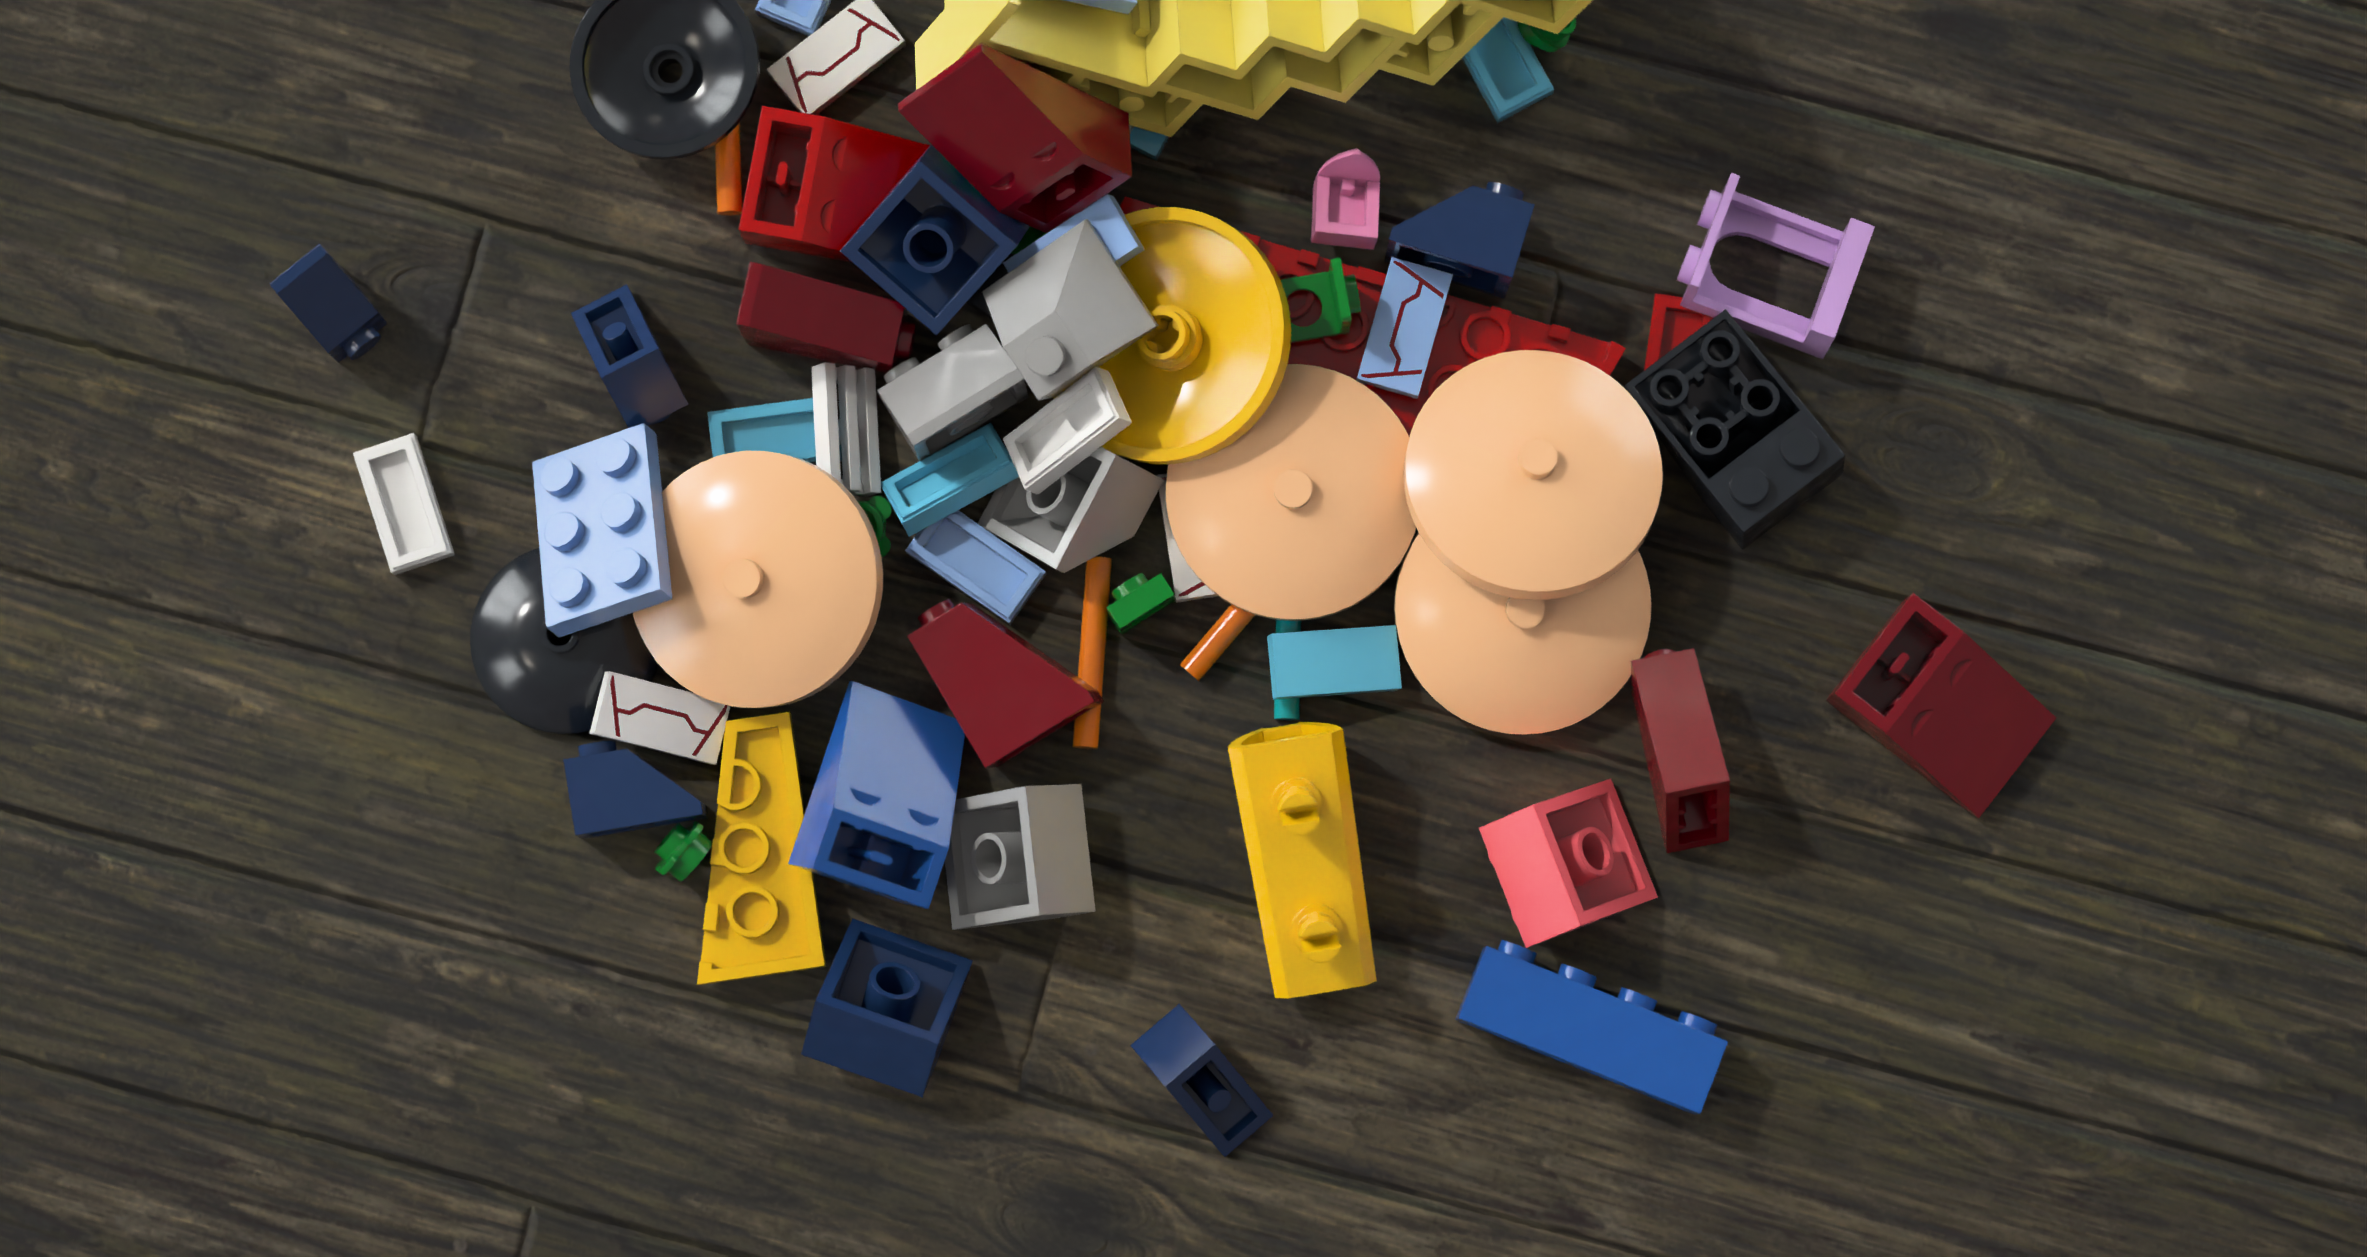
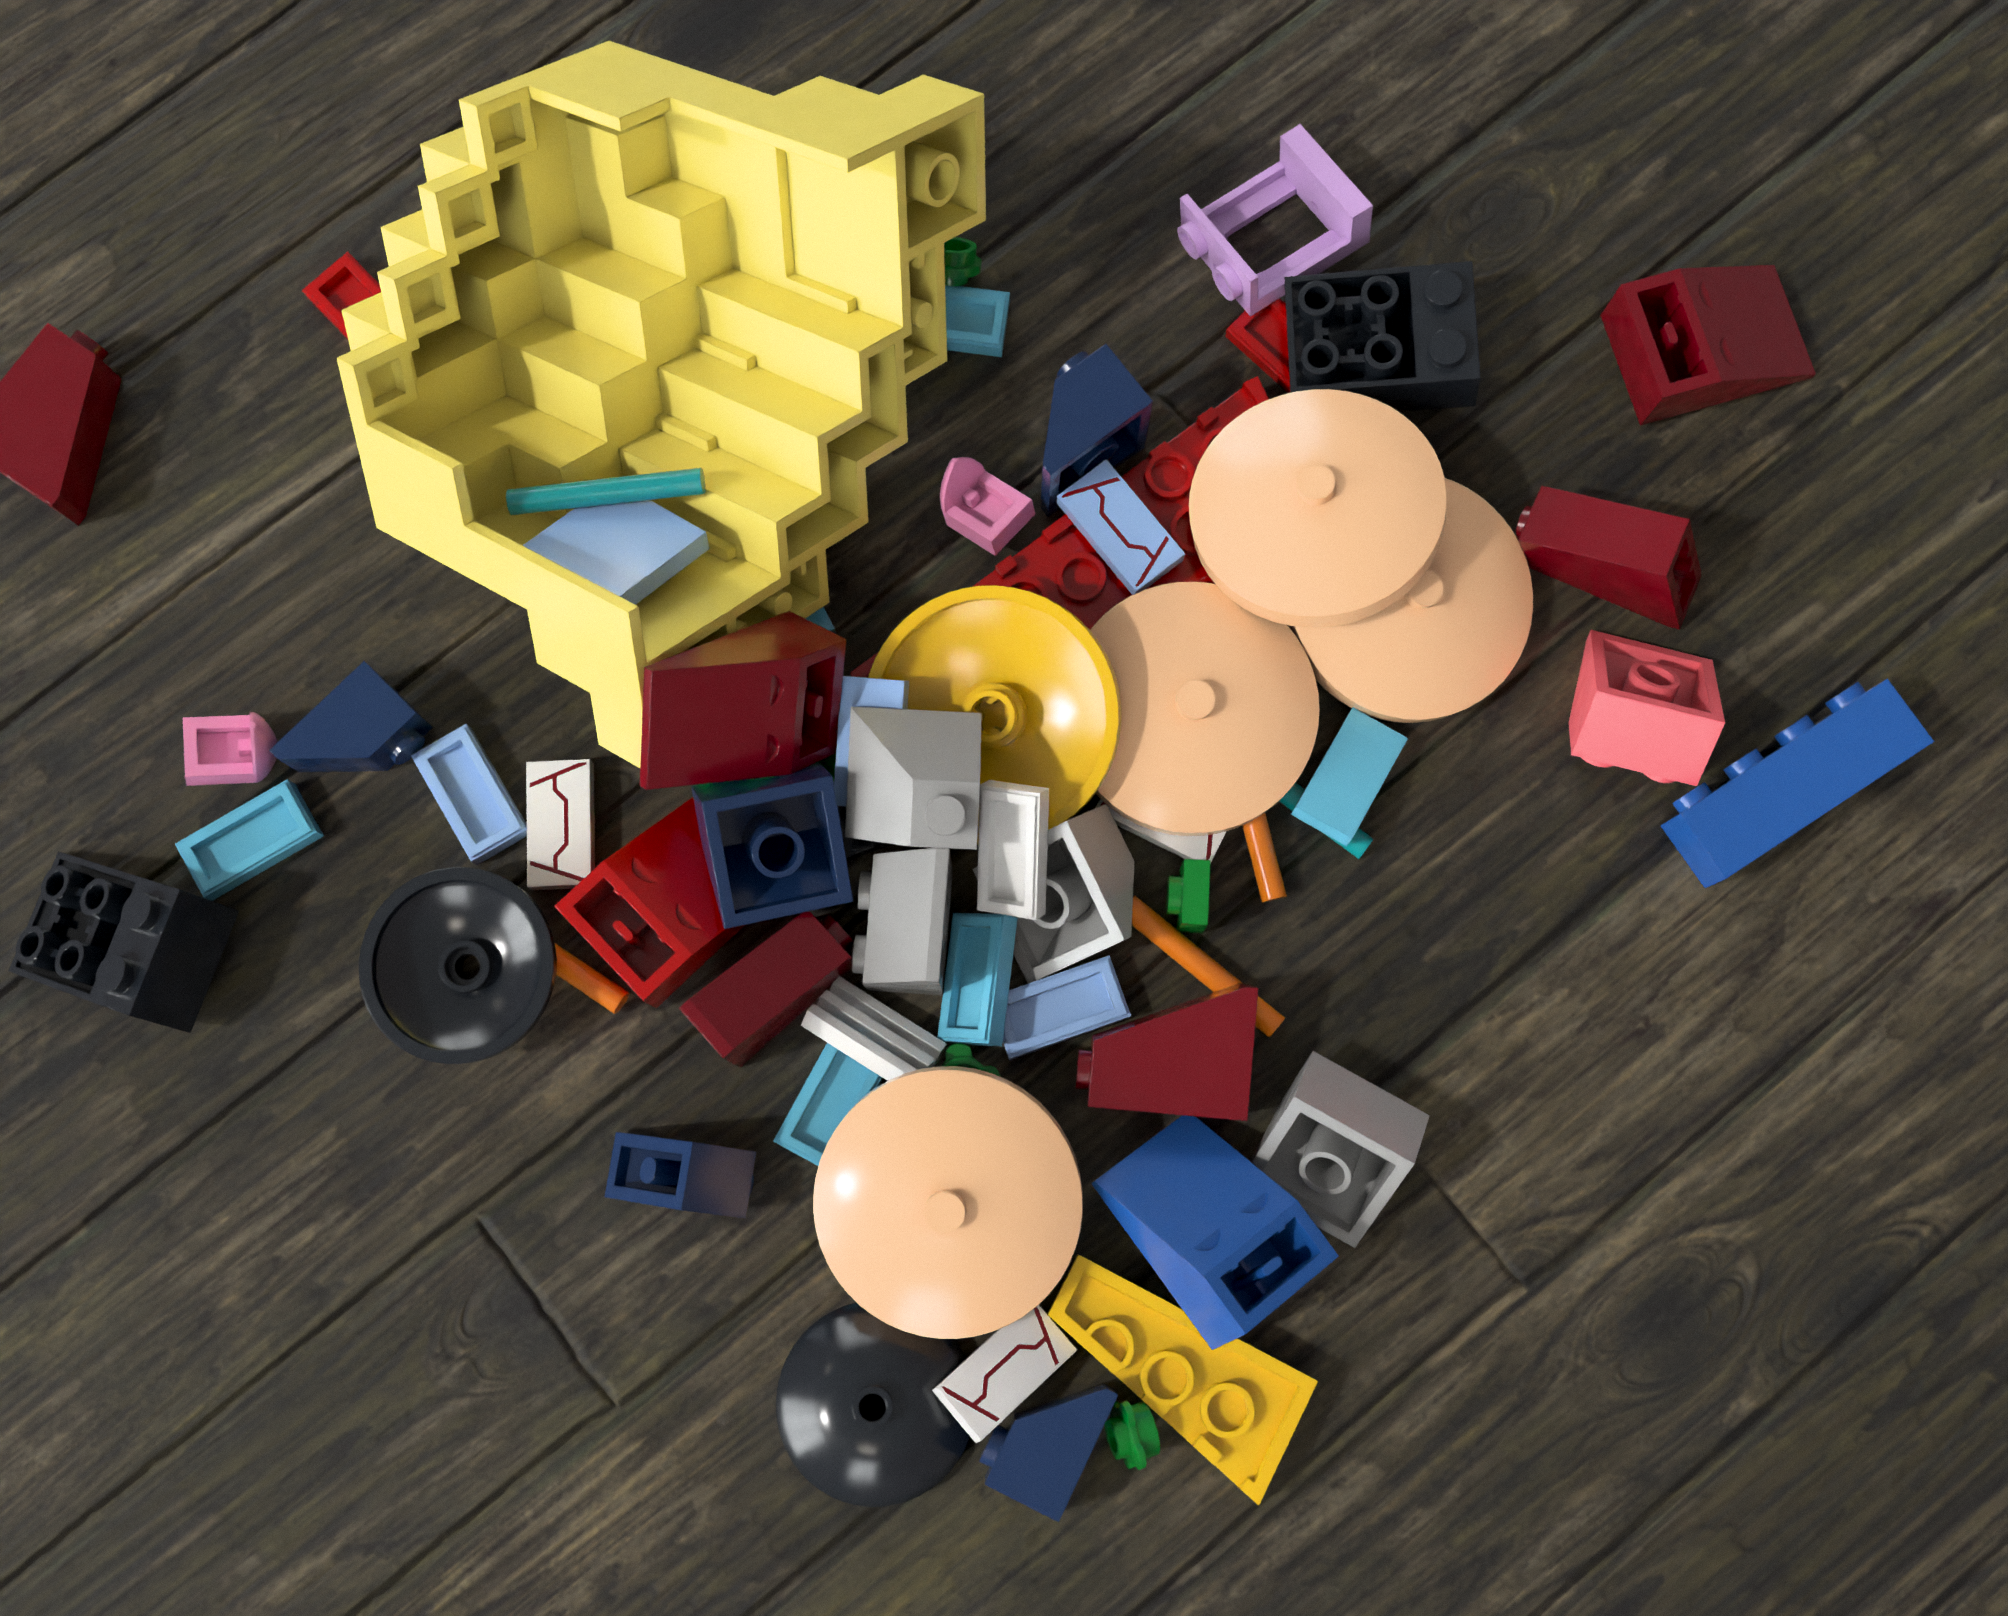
camera: 55 degrees left, 5 degrees down
(330, 305) = (439, 1403): dark blue slope -> none
(403, 504) = (658, 1461): white tile -> none
(601, 530) = (812, 1306): plate -> none
(886, 1007) = (1390, 1352): dark blue slope -> none
(1202, 1080) = (1626, 1128): dark blue slope -> none
(1304, 857) = (1501, 907): yellow piece -> none
(1338, 300) = (1058, 559): green bracket -> none

